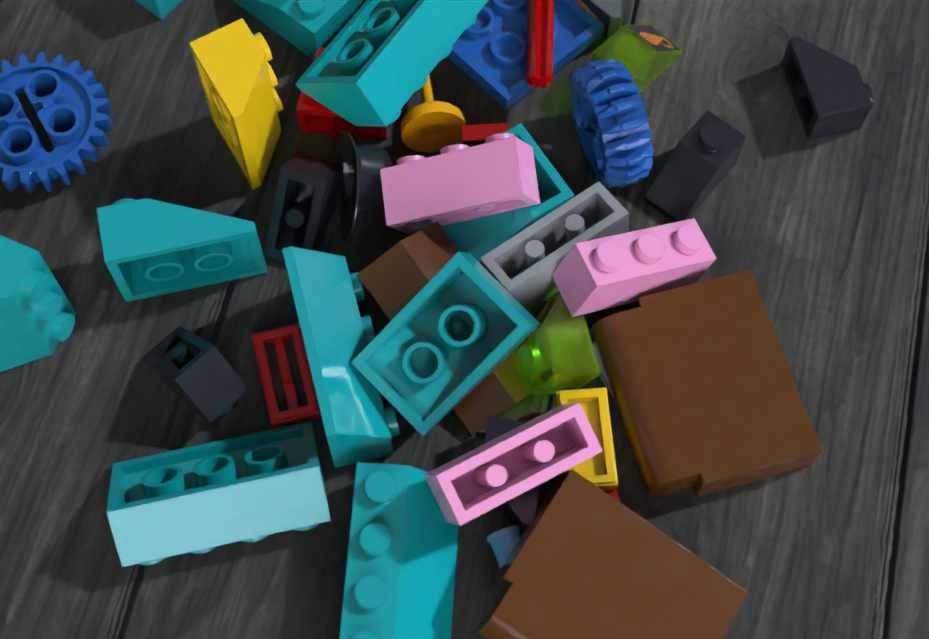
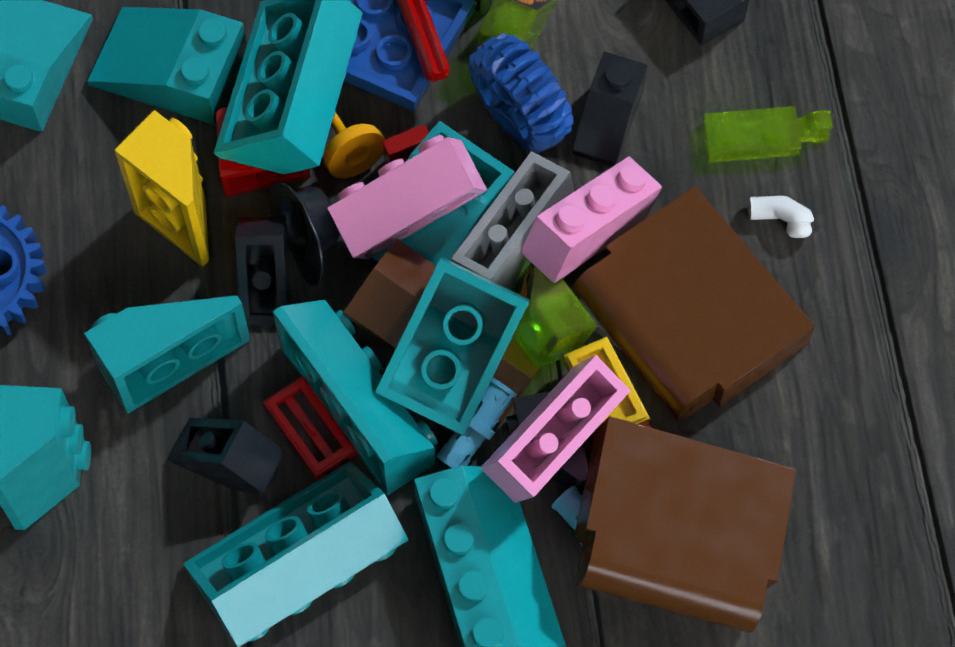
camera: 20 degrees left, 0 degrees up
(458, 422) = (462, 448): none -> medium azure pin
(832, 321) = (783, 208): none -> white arm
(839, 241) = (762, 133): none -> clear neon green plate

